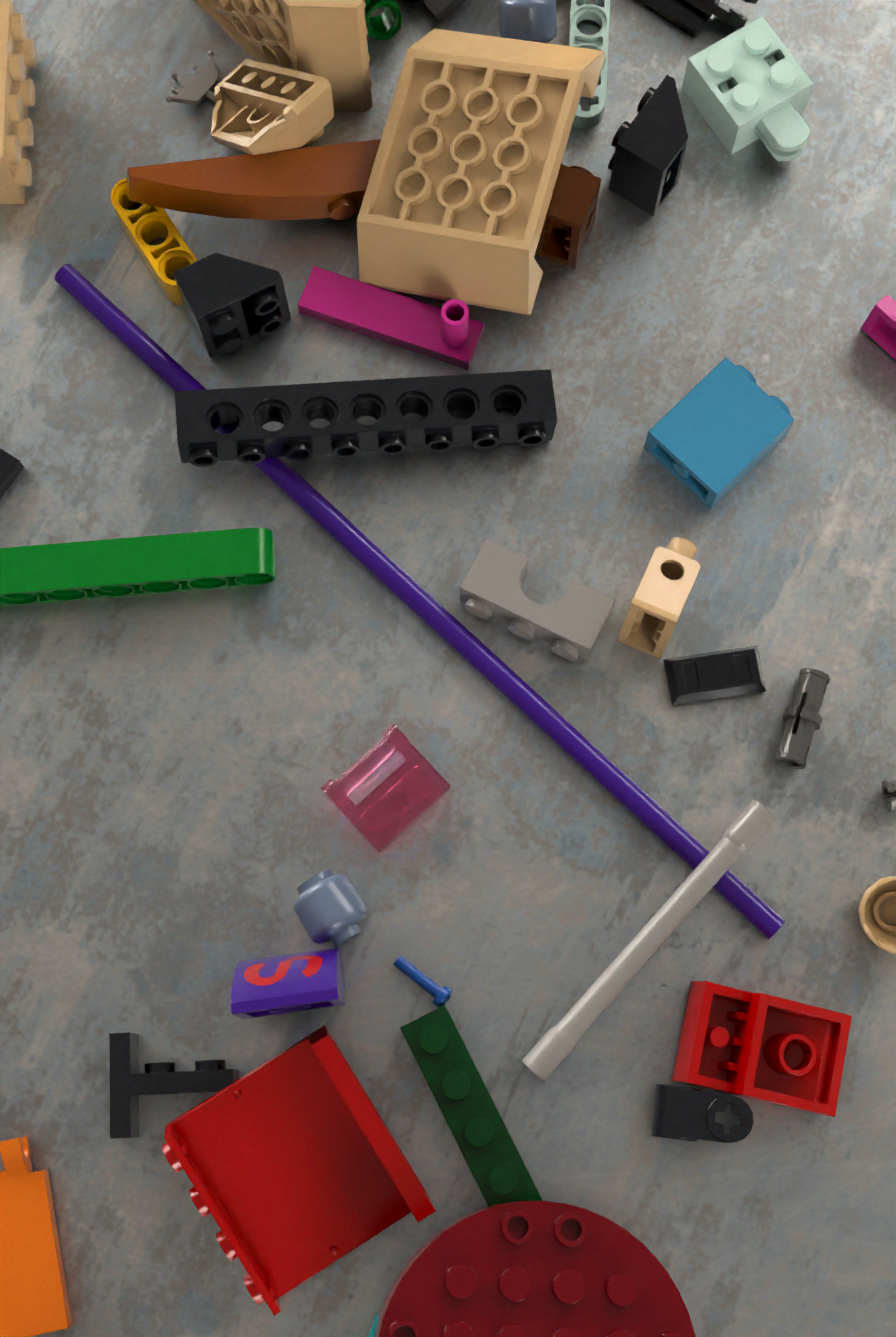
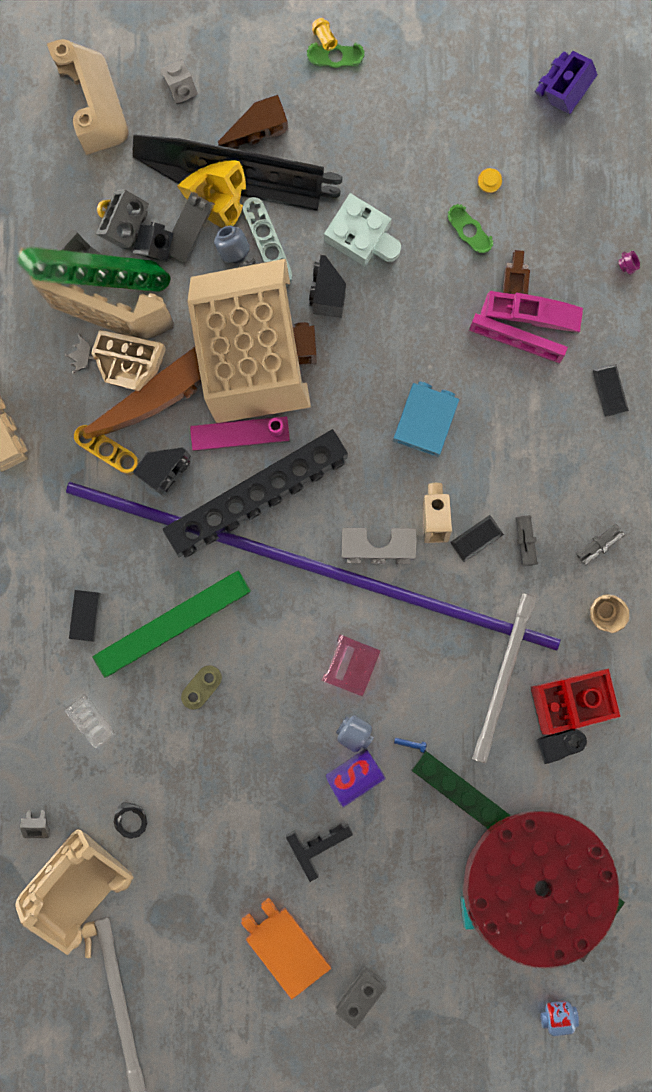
camera: 30 degrees left, 10 degrees up
(105, 701) = (201, 687): none -> olive plate
(294, 1167) = (395, 853): red panel -> none

